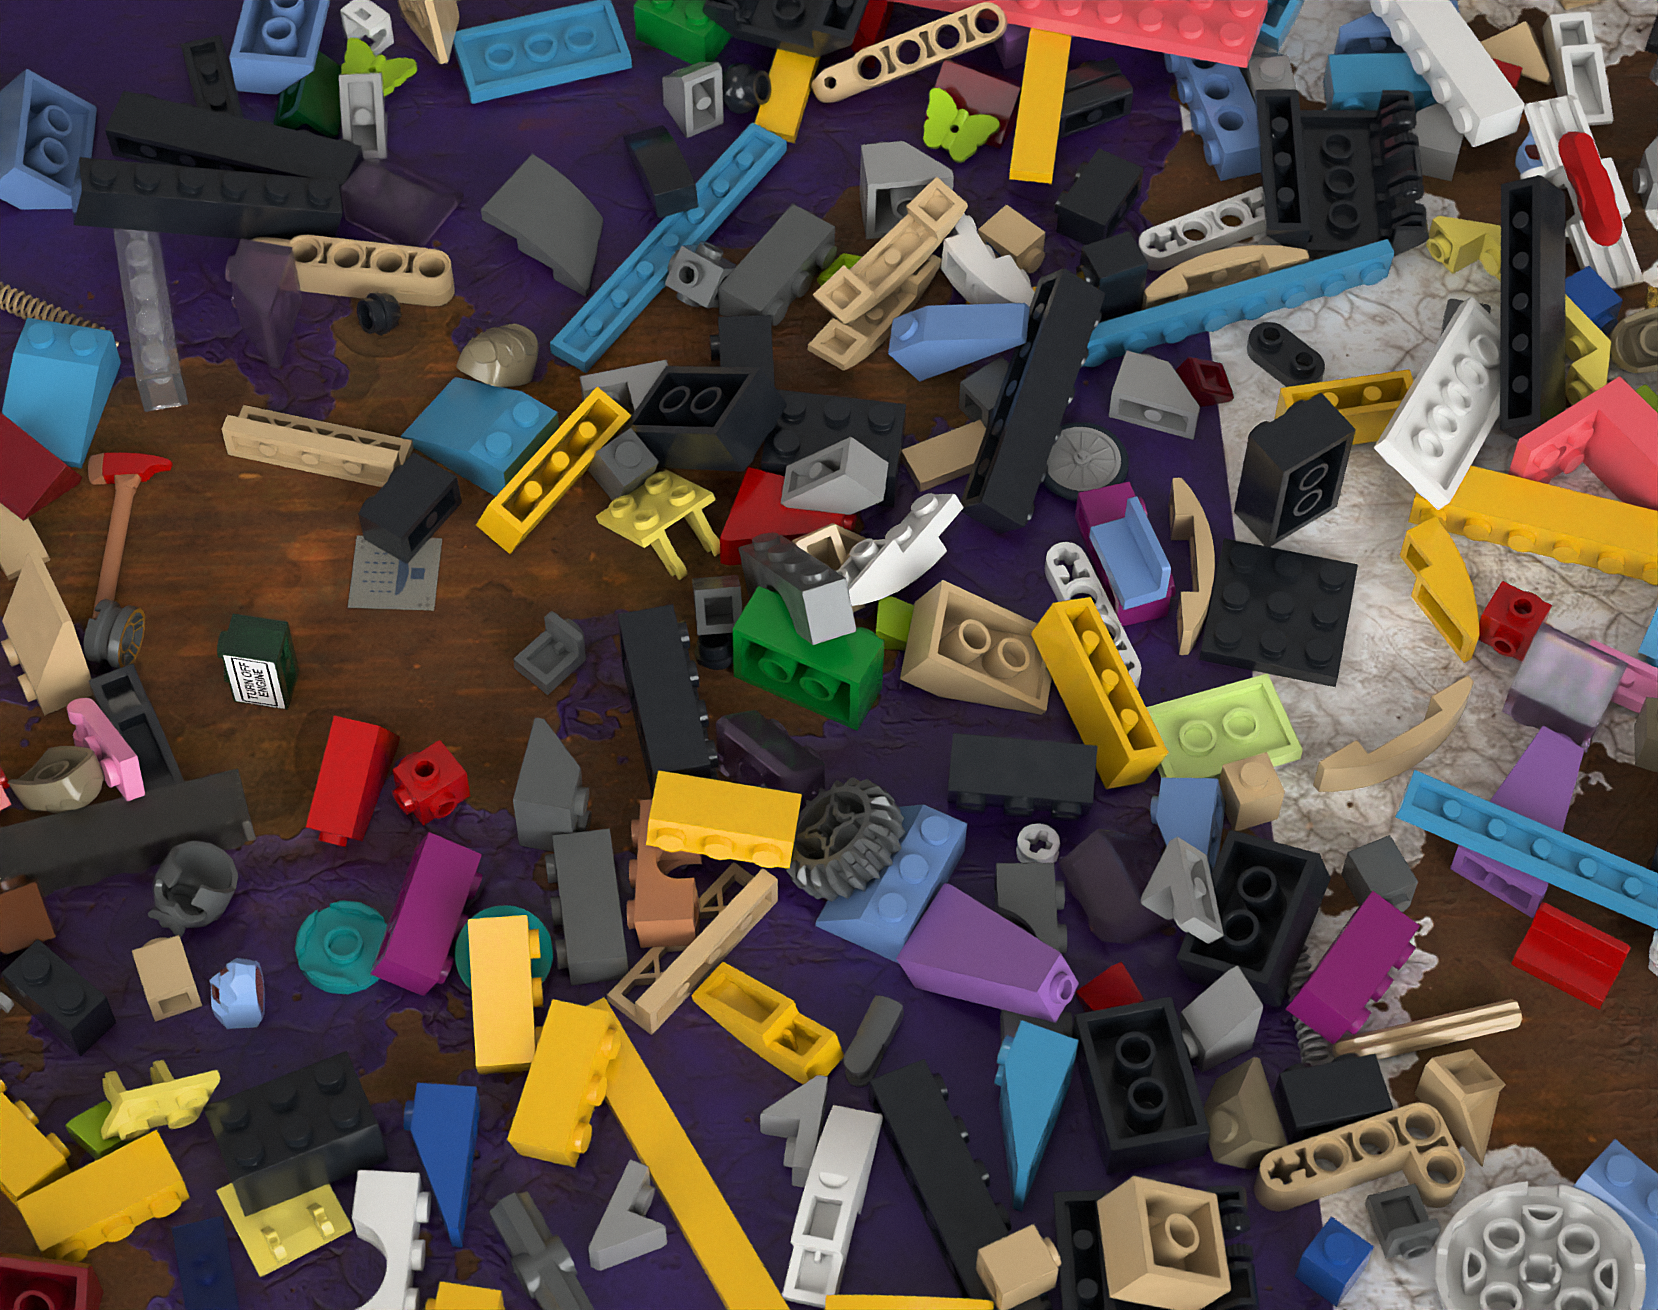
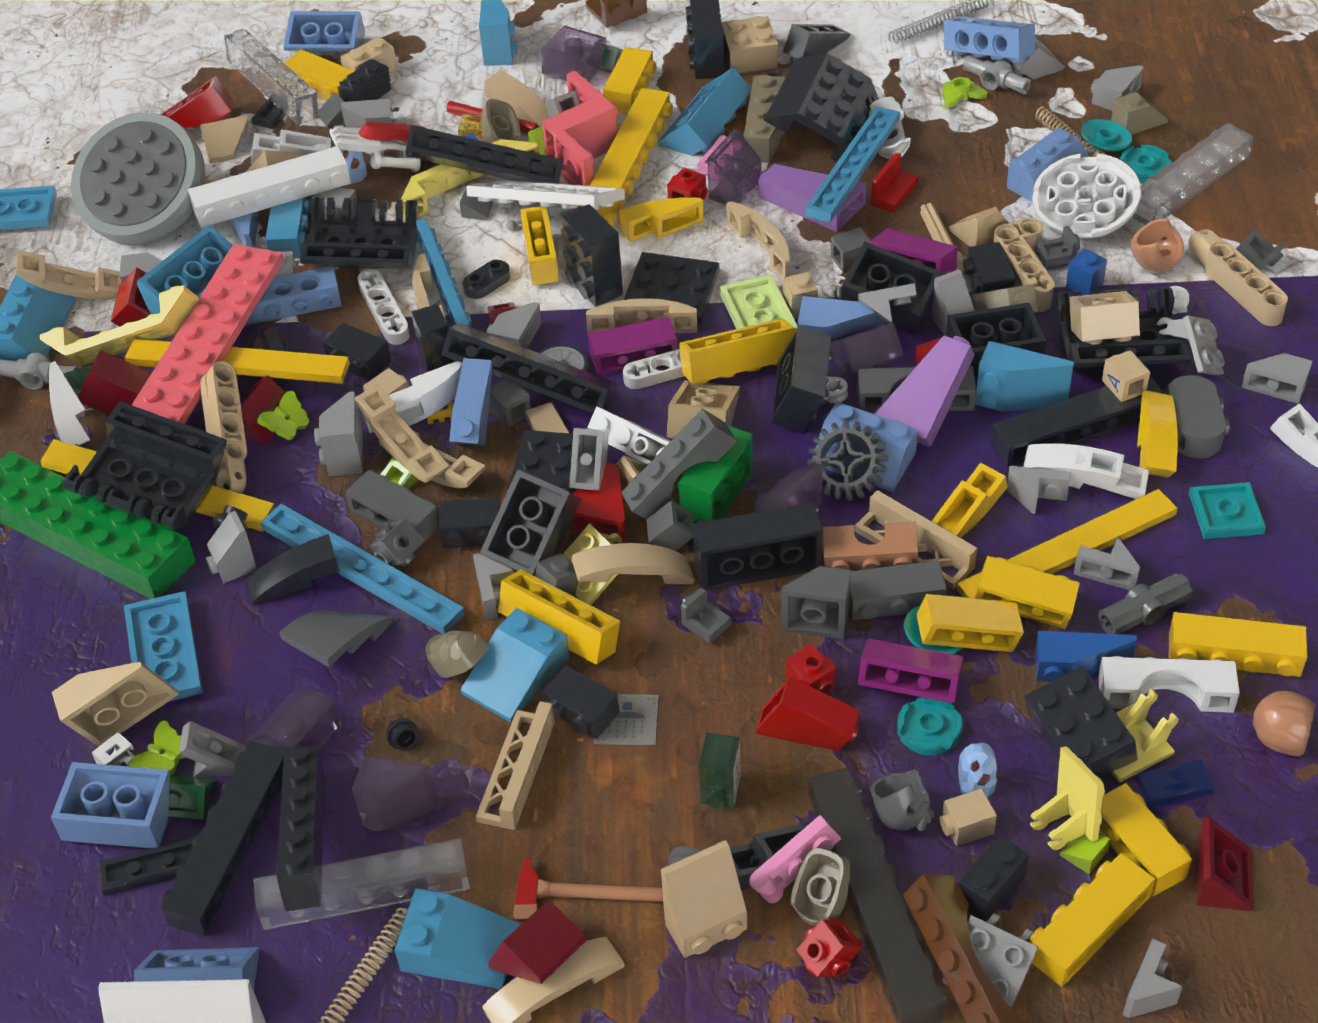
camera: 85 degrees left, 10 degrees down
(367, 267) = (361, 736): tan piece -> none
(633, 539) = (632, 558): none -> tan slope
(723, 819) = (849, 503): yellow brick -> none
(872, 1040) = (970, 458): dark grey bar -> none
(1132, 557) = (649, 323): medium blue panel -> none

